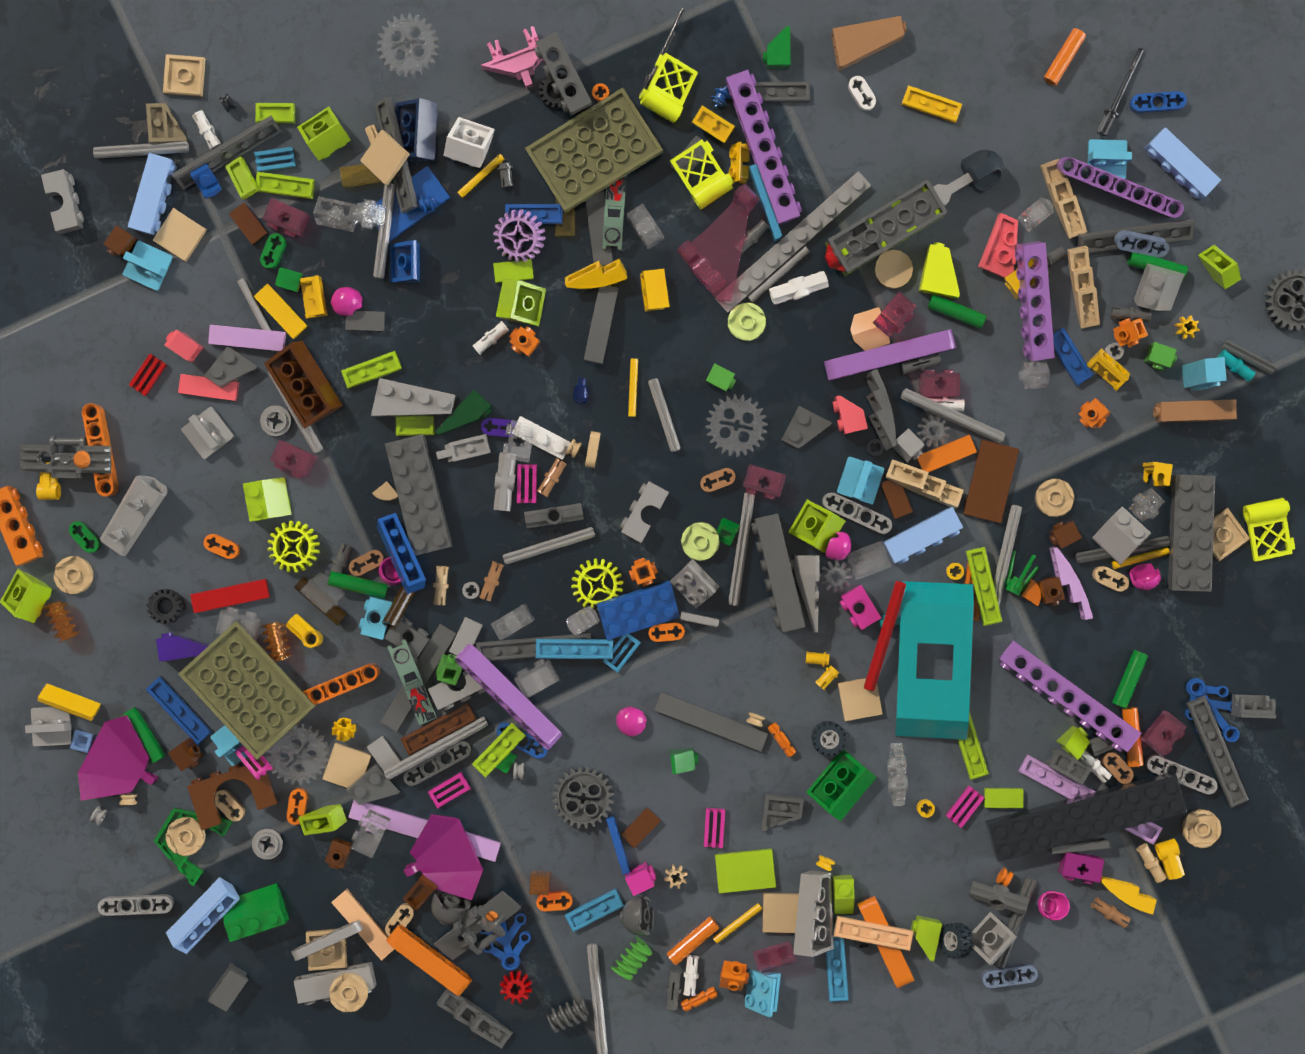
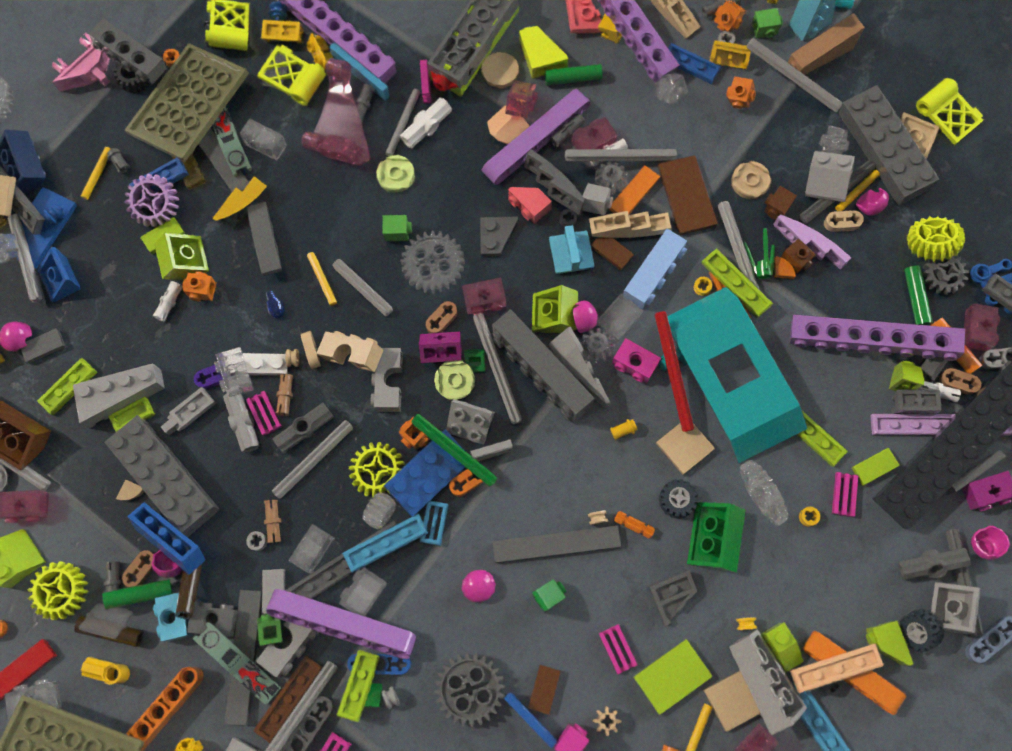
camera: 20 degrees left, 15 degrees down
(276, 641) = (77, 696): clear orange piece -> none
(440, 585) = (224, 552): tan pin -> none
(468, 142) = (71, 151): white slope -> none
(468, 412) = (174, 378): dark green slope -> none
(636, 483) = (364, 353): none -> tan arch
(654, 290) = (298, 187): yellow hinge -> none
(668, 605) = (454, 450): none -> green axle
(703, 508) = (440, 347): none -> magenta brick
(796, 239) = (401, 91): light grey plate -> none
(819, 246) = (425, 80): none -> dark pink tile
(827, 677) = (643, 441): yellow pin -> none
(858, 510) = (584, 278): light grey beam -> none
(1004, 877) = (925, 541): orange bush -> none
(1149, 421) = (794, 74): none -> light grey axle
(1158, 677) = (940, 274): none -> dark grey gear
(1160, 471) = (826, 108): yellow hinge -> none
(1173, 645) = (936, 238): none -> neon yellow gear

